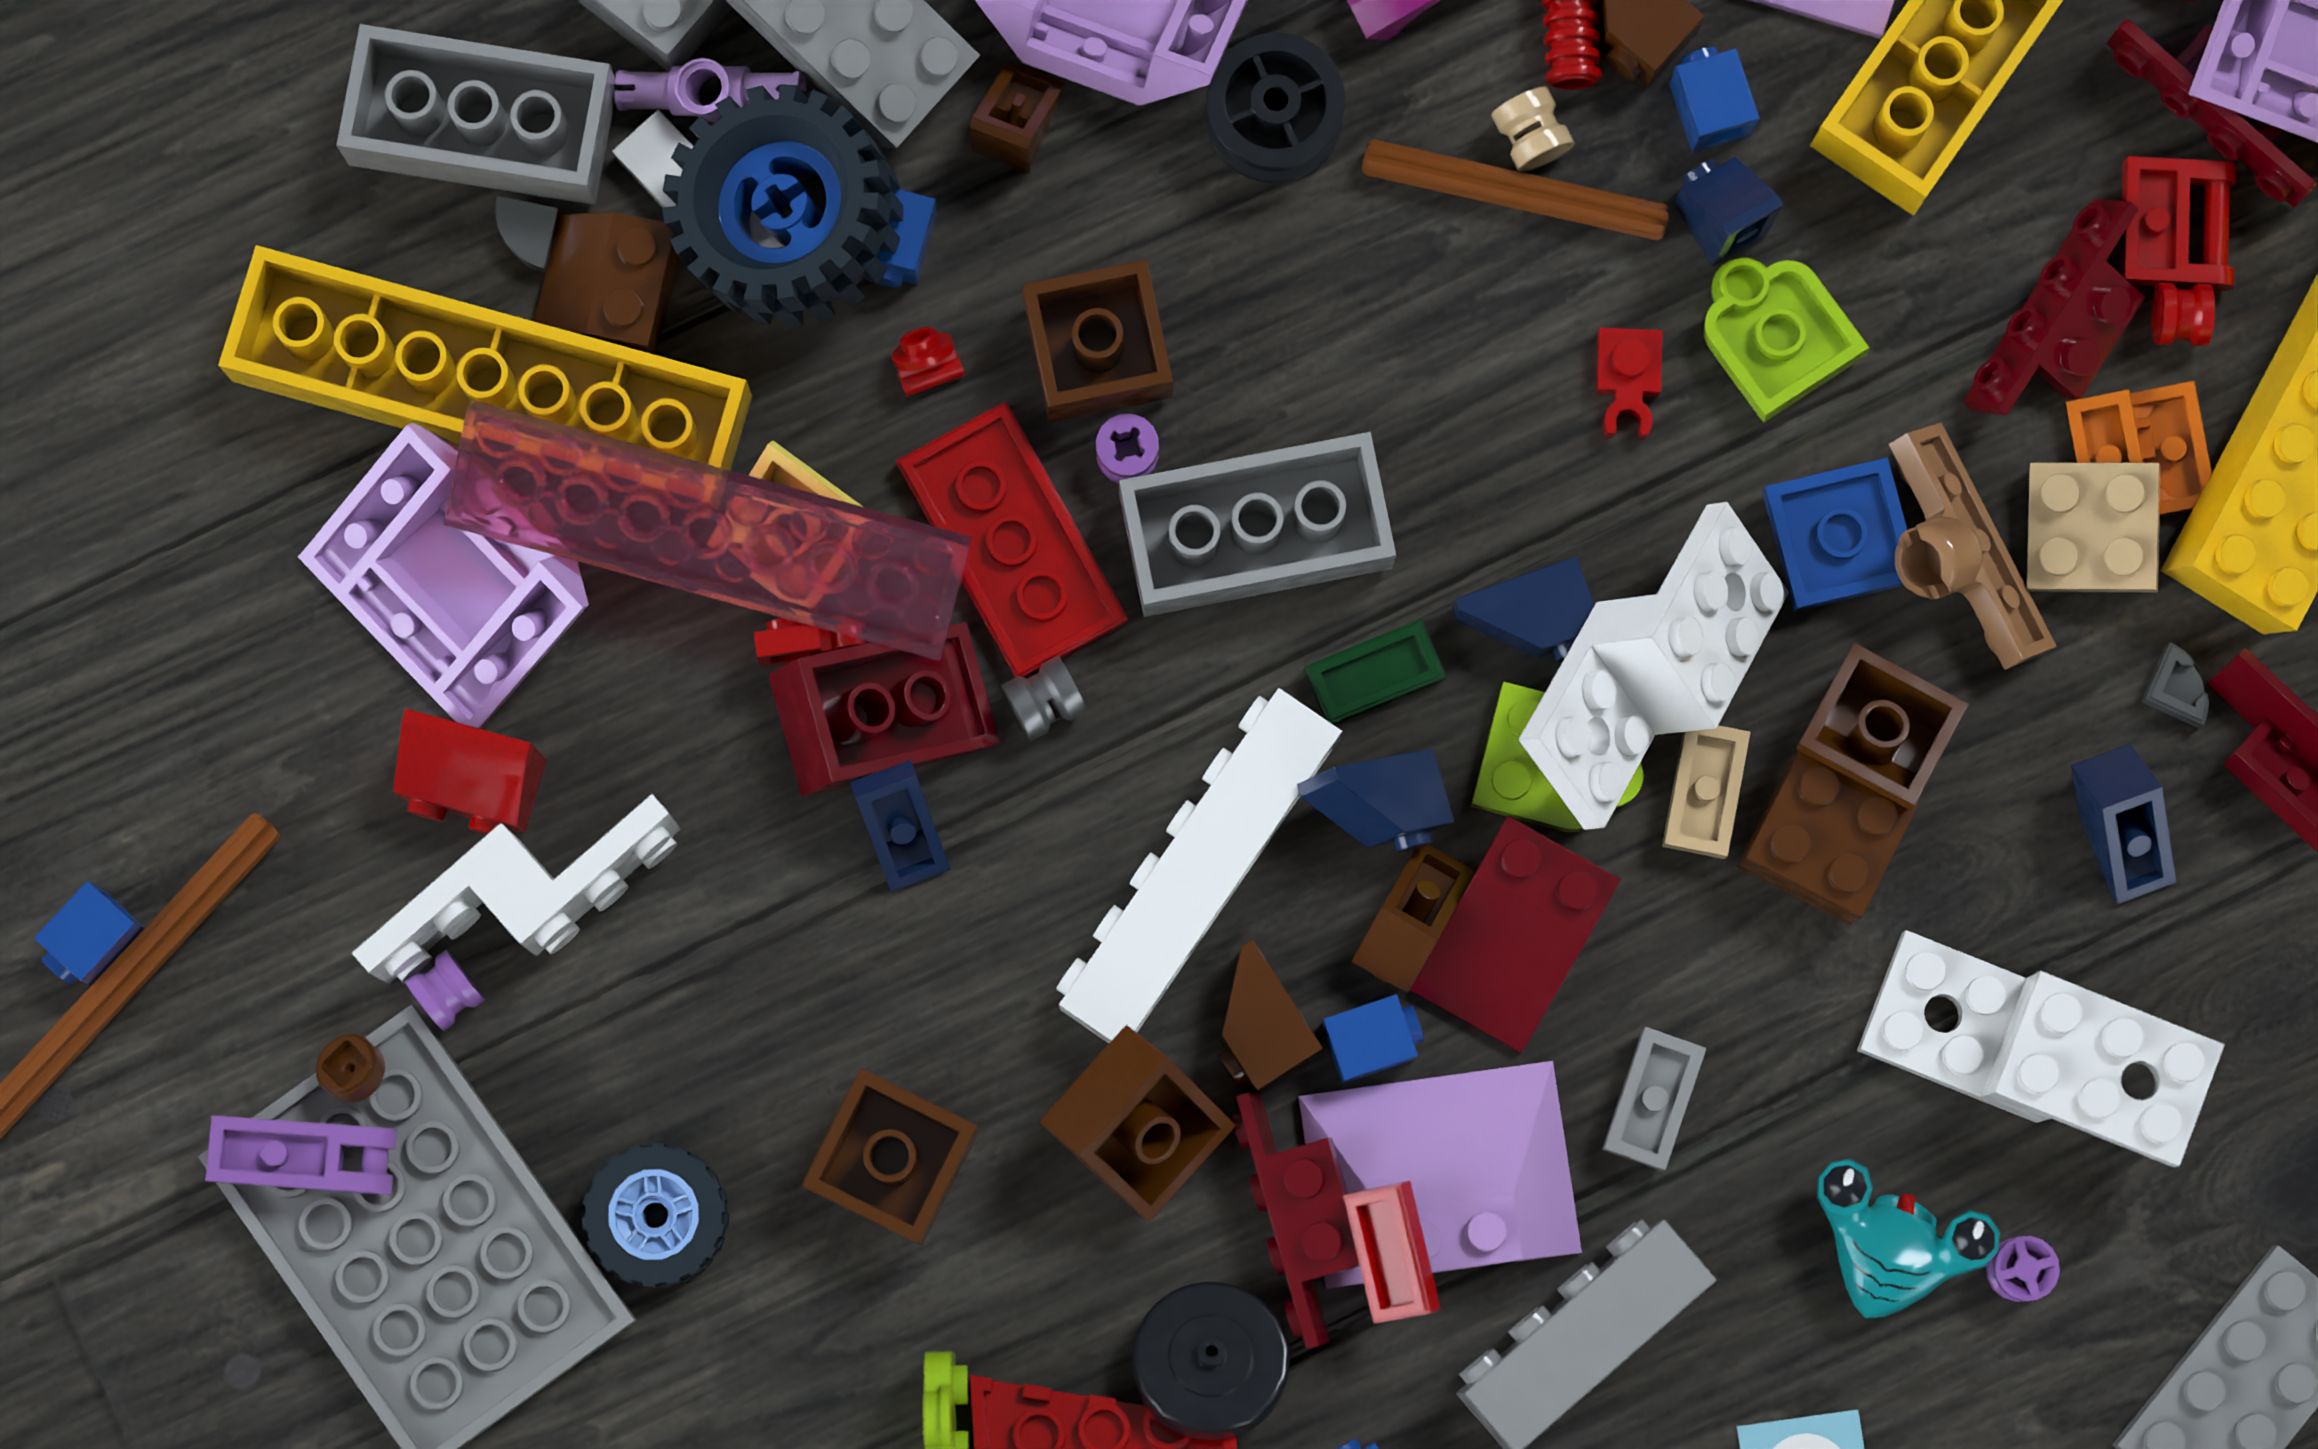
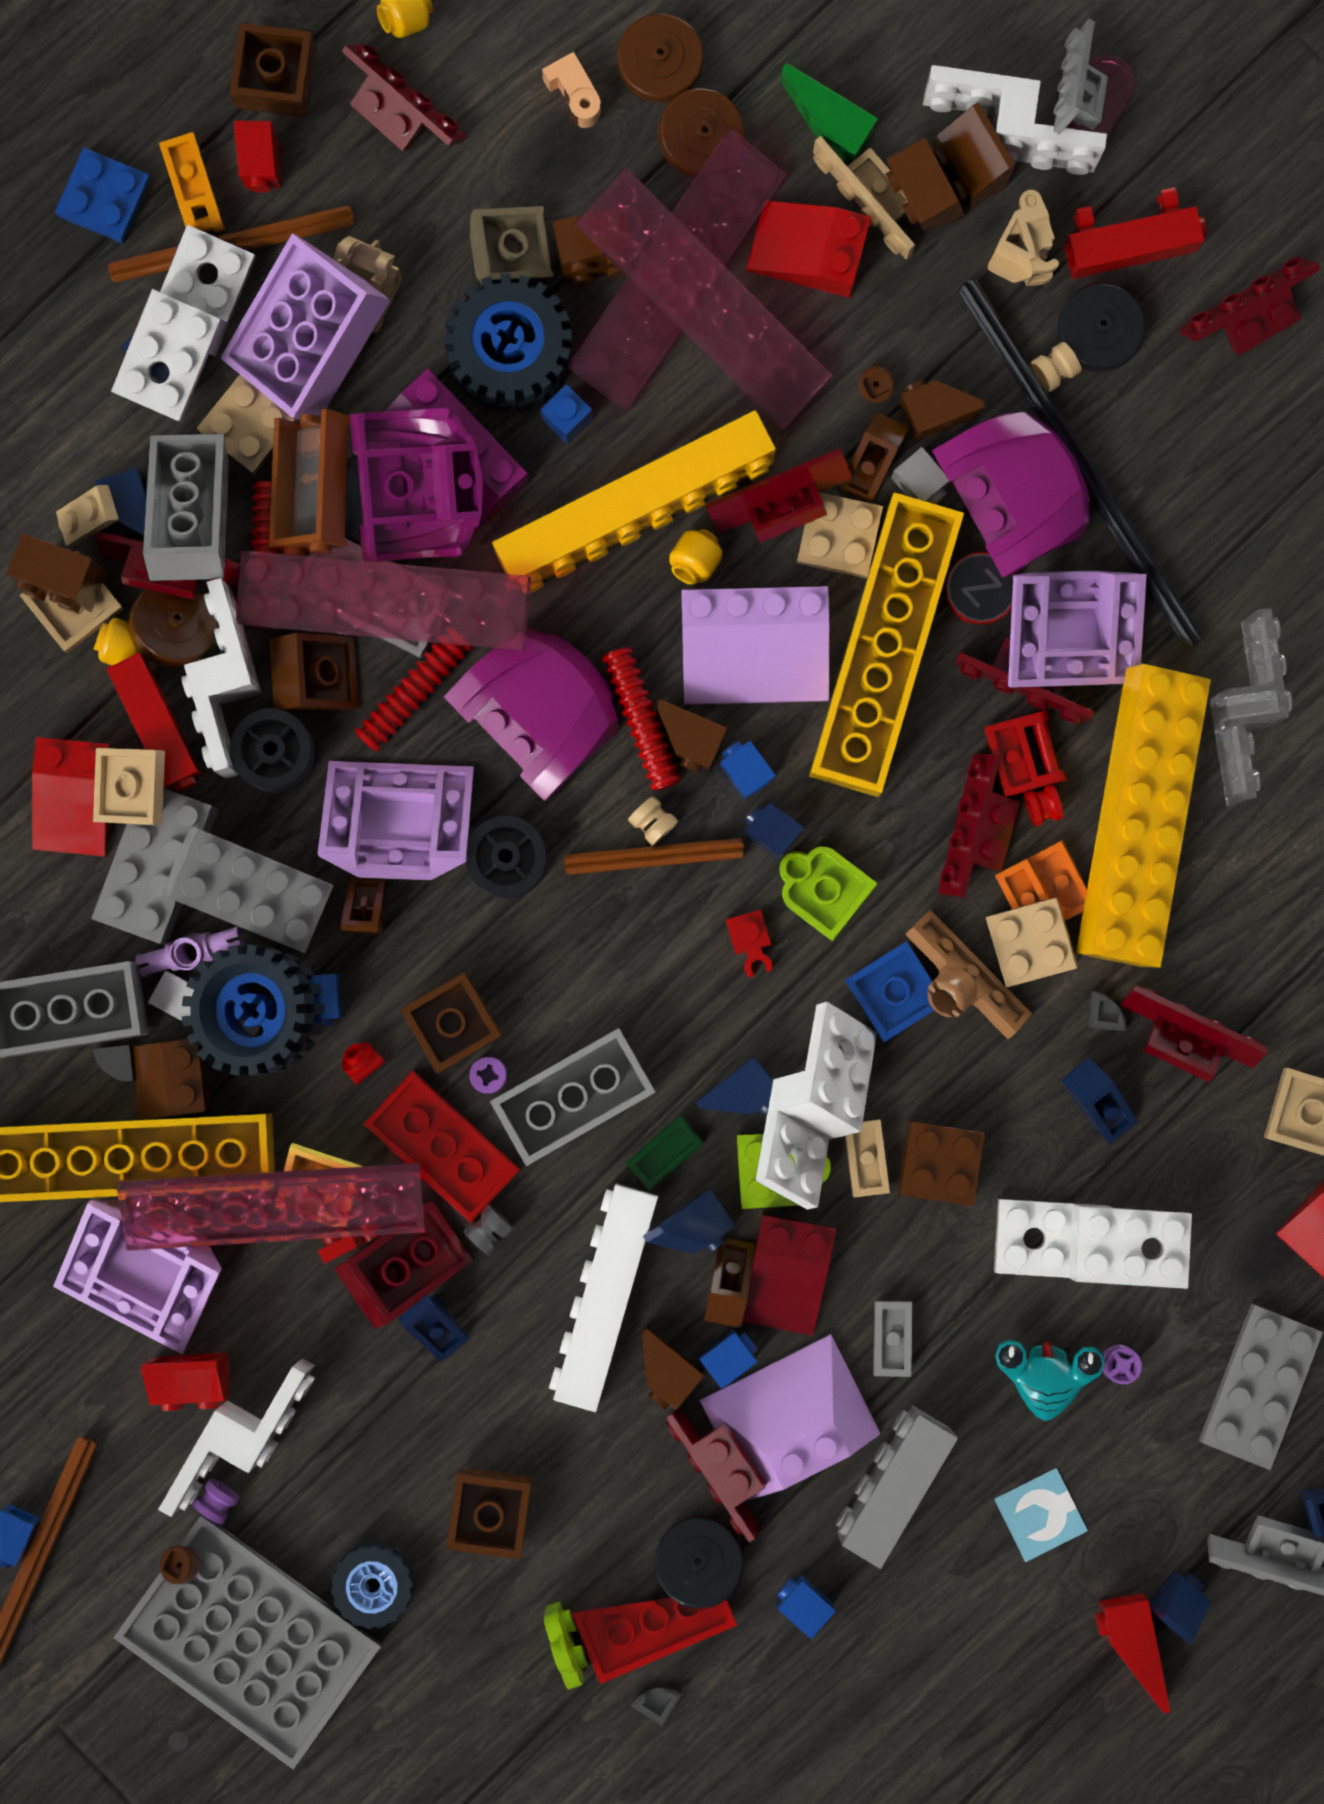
camera: 15 degrees left, 5 degrees up
(298, 1155) = (167, 1621): medium lavender plate -> none
(1137, 1123) = (617, 1452): reddish brown brick -> none
(1392, 1252) = (778, 1478): tile -> none
(1882, 726) = (951, 1098): reddish brown slope -> none

